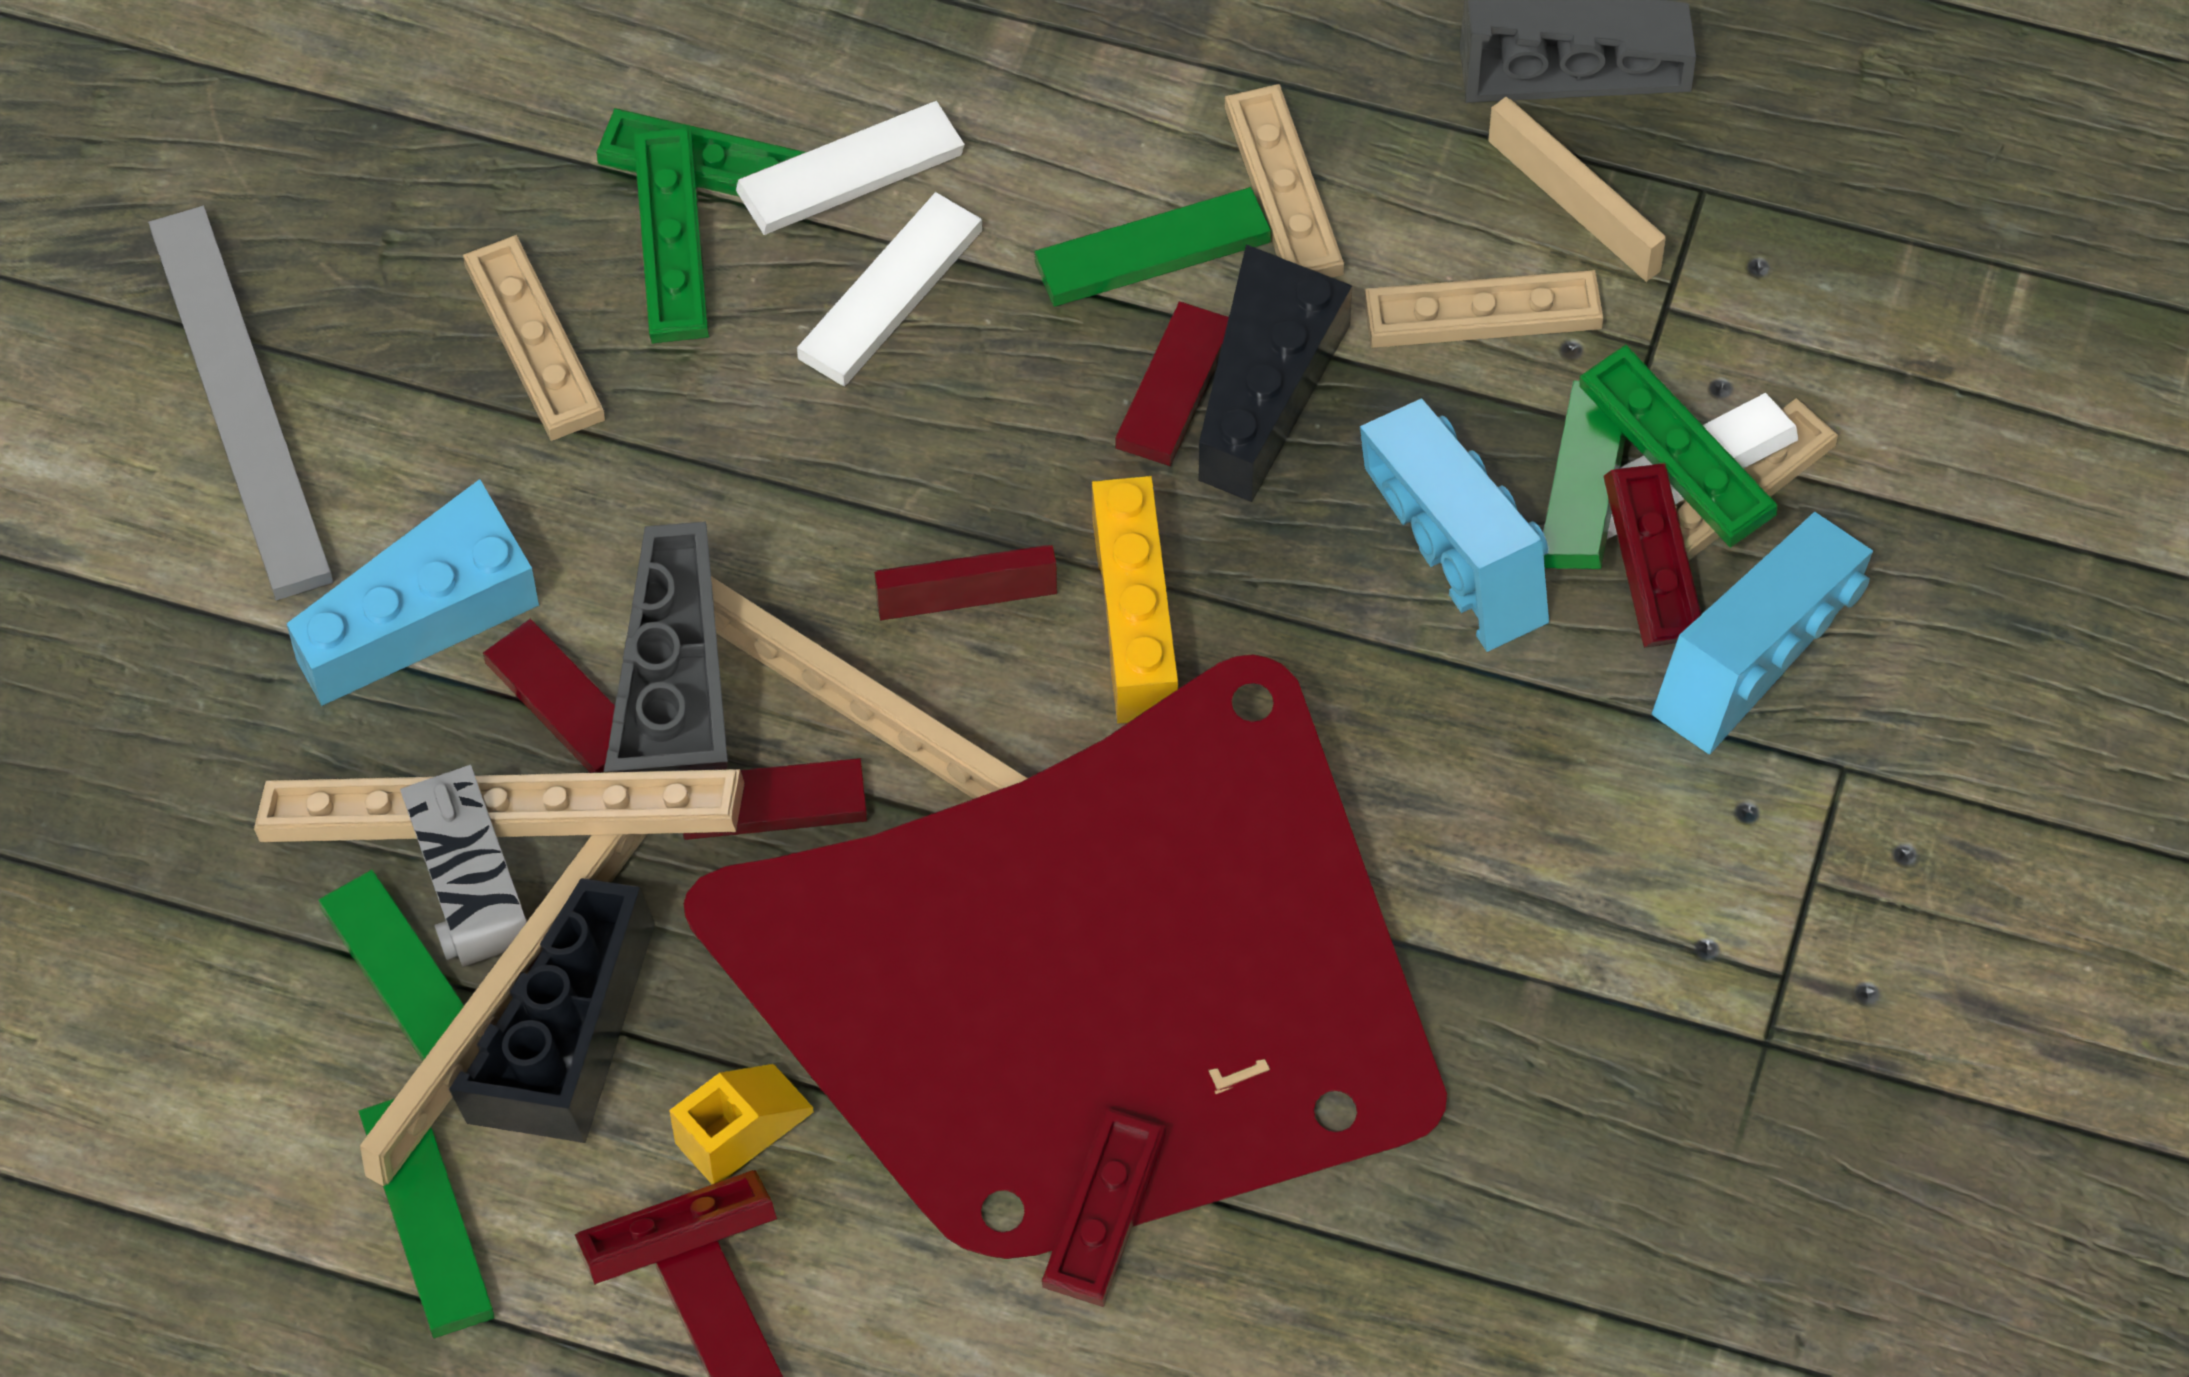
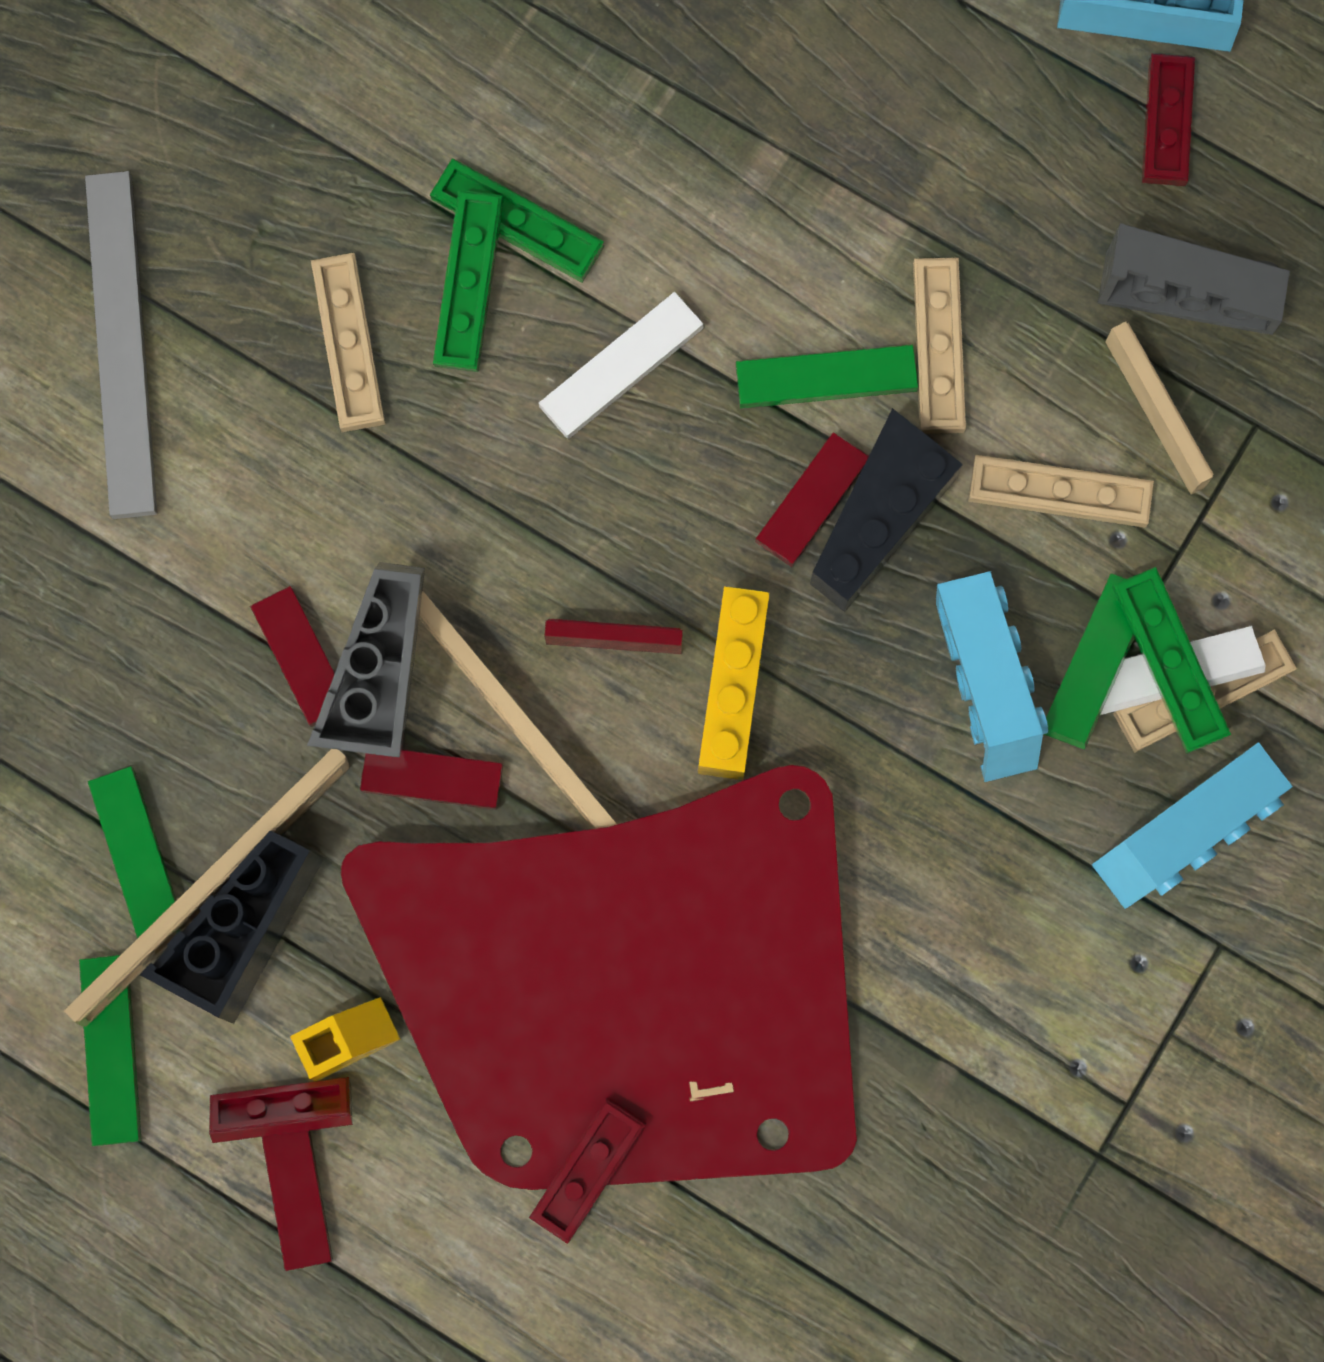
camera: 15 degrees right, 20 degrees up
(415, 598) = (209, 552): medium azure wedge -> none
(464, 866) = (192, 793): light grey door -> none
(515, 803) = (230, 747): tan tile -> none
(849, 167) = (615, 256): white tile -> none
(1653, 552) = (1128, 745): dark red tile -> none

